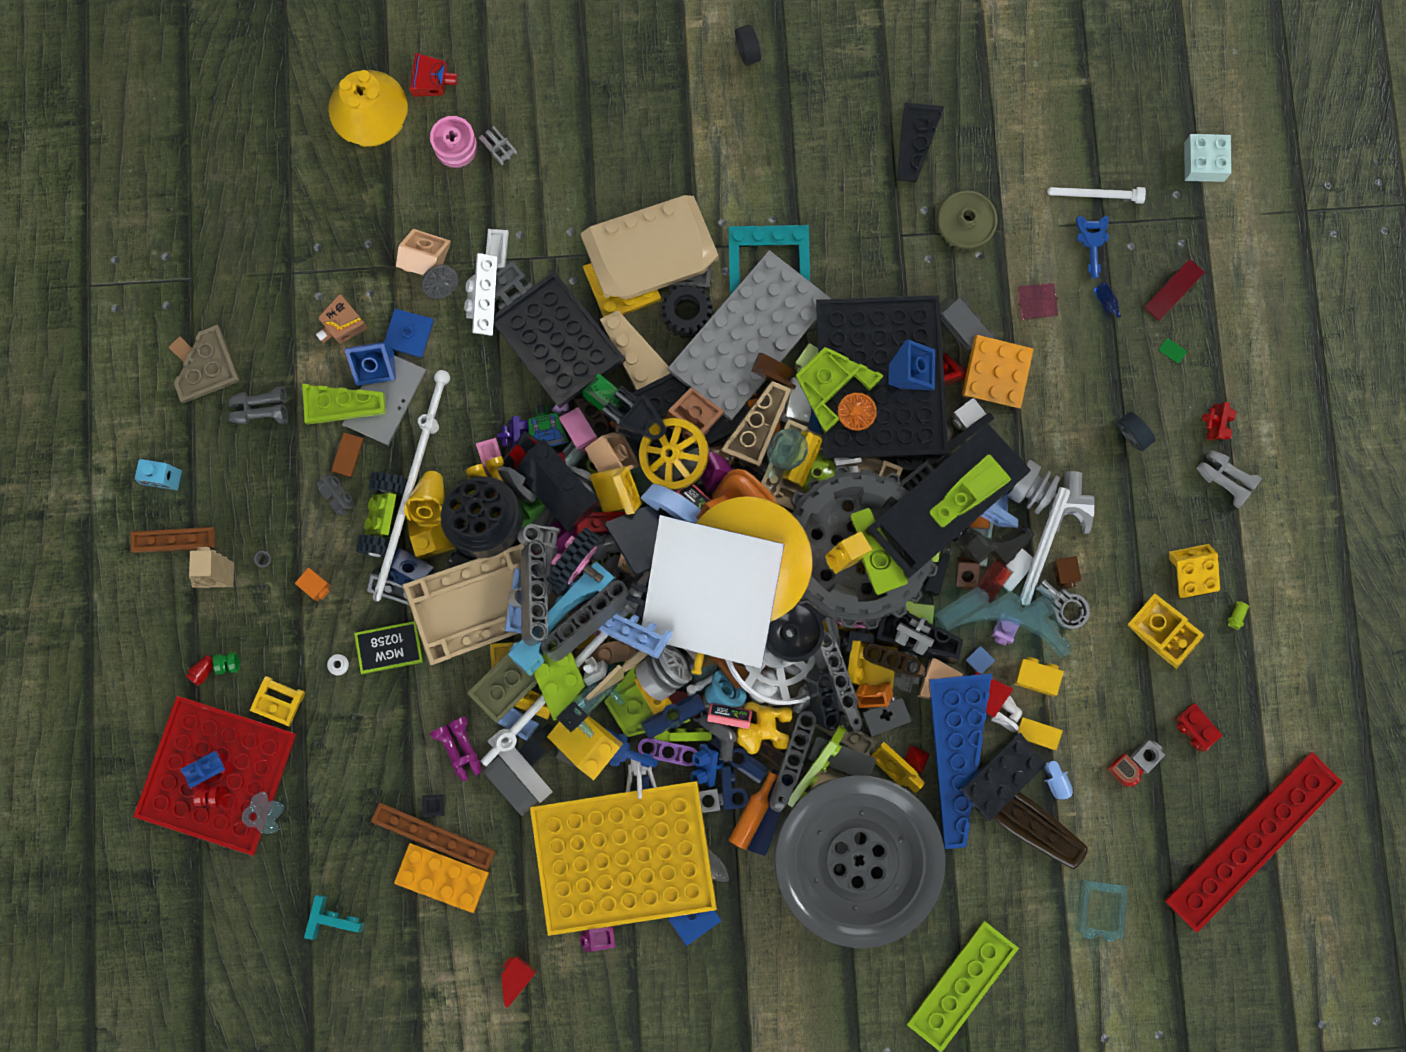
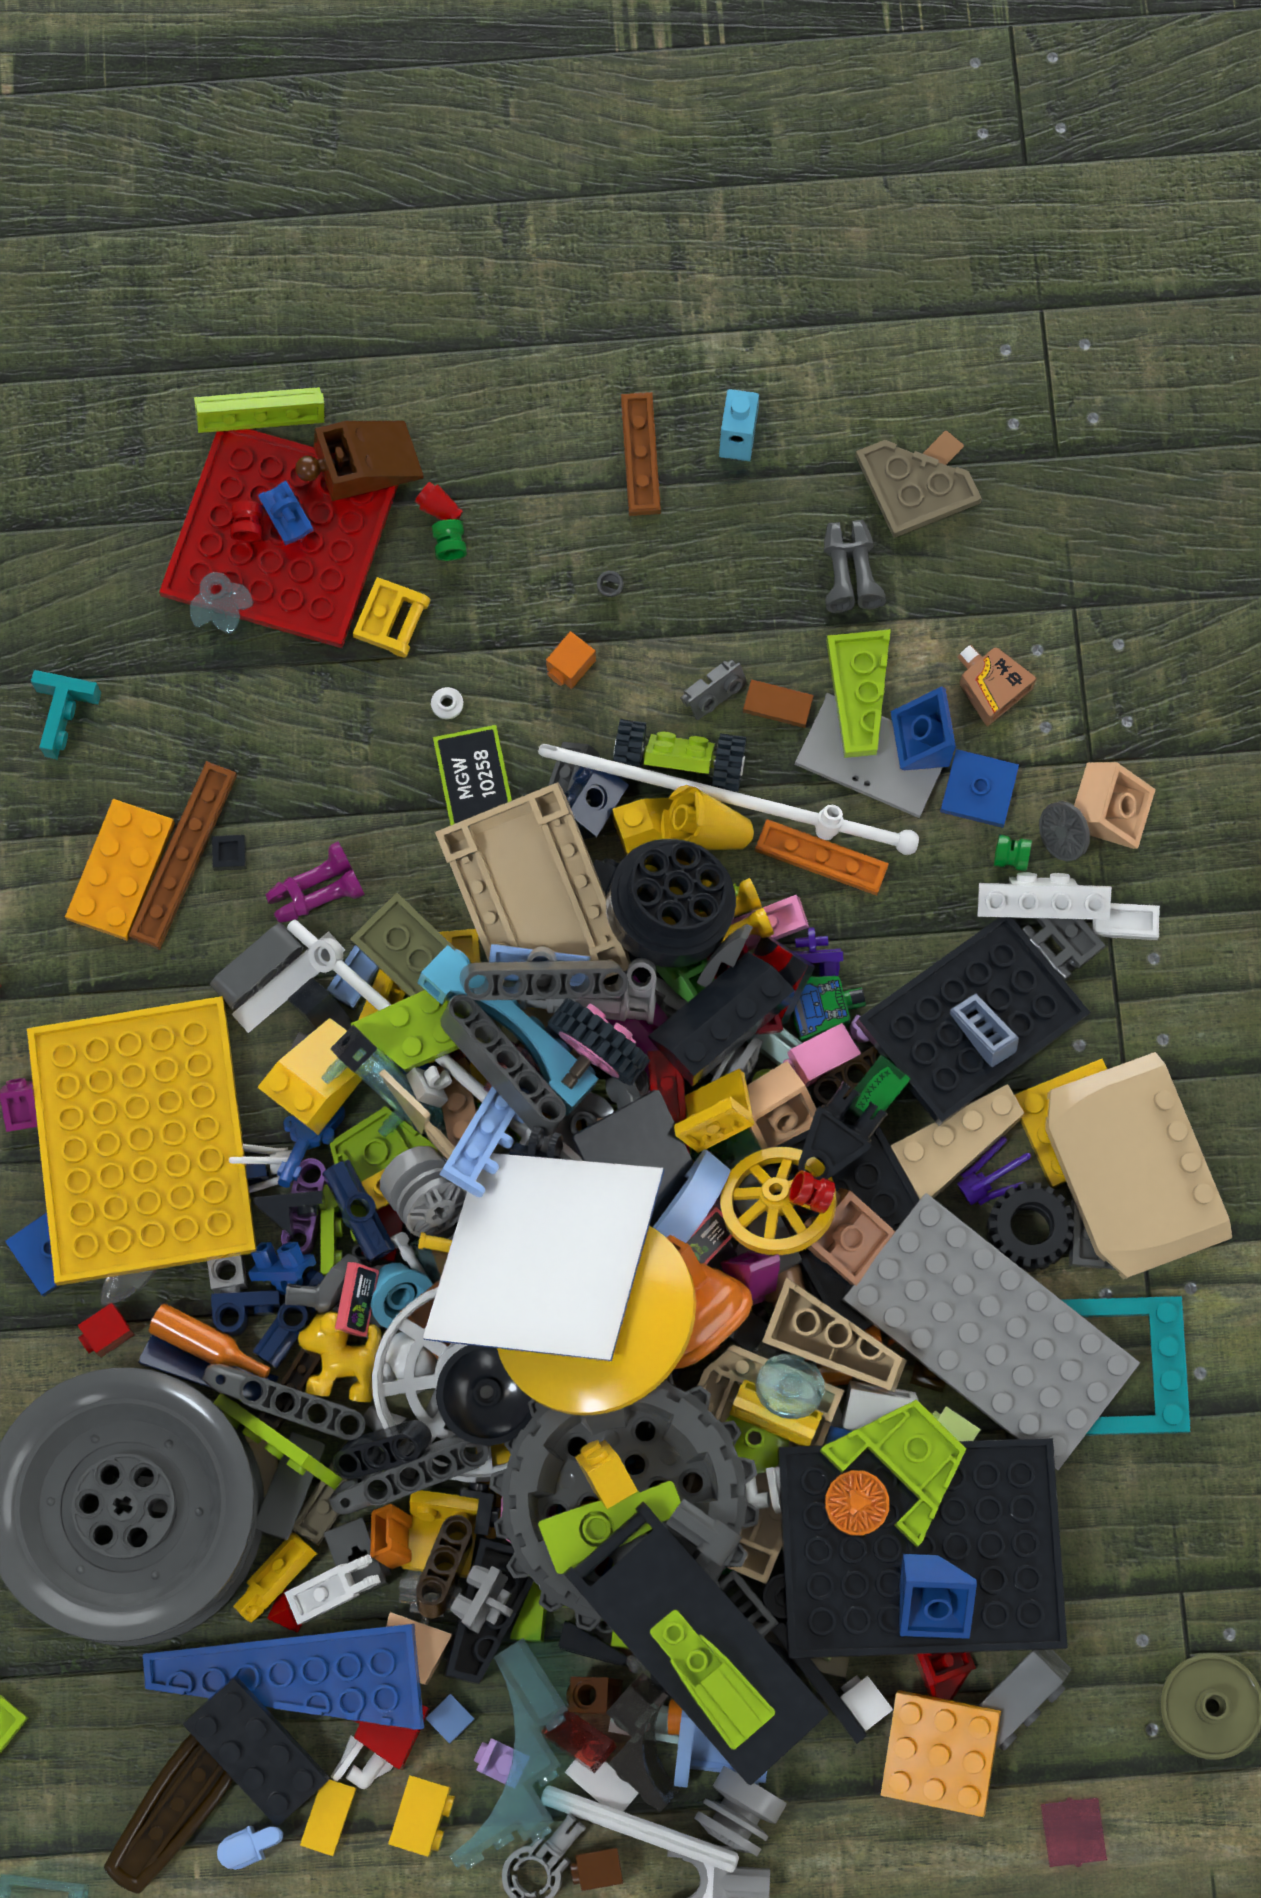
camera: 90 degrees right, 5 degrees down
(126, 790) = (259, 410): none -> lime fence
(166, 714) = (366, 457): none -> reddish brown slope
(210, 569) = (588, 505): tan wedge -> none
(449, 430) = (821, 857): none -> orange tile
(451, 314) = (1012, 852): none -> green wheel
(570, 335) = (994, 1048): none -> sand blue slope
(660, 342) = (976, 1186): none -> dark purple plant
(671, 764) = (280, 1207): none -> black slope
(672, 427) = (811, 1191): none -> red wheel
(745, 878) = (104, 1331): none -> red brick
(773, 370) = (925, 1366): reddish brown panel -> none
(886, 490) = (709, 1536): none -> dark grey piece
(908, 731) = (329, 1590): none -> white hinge

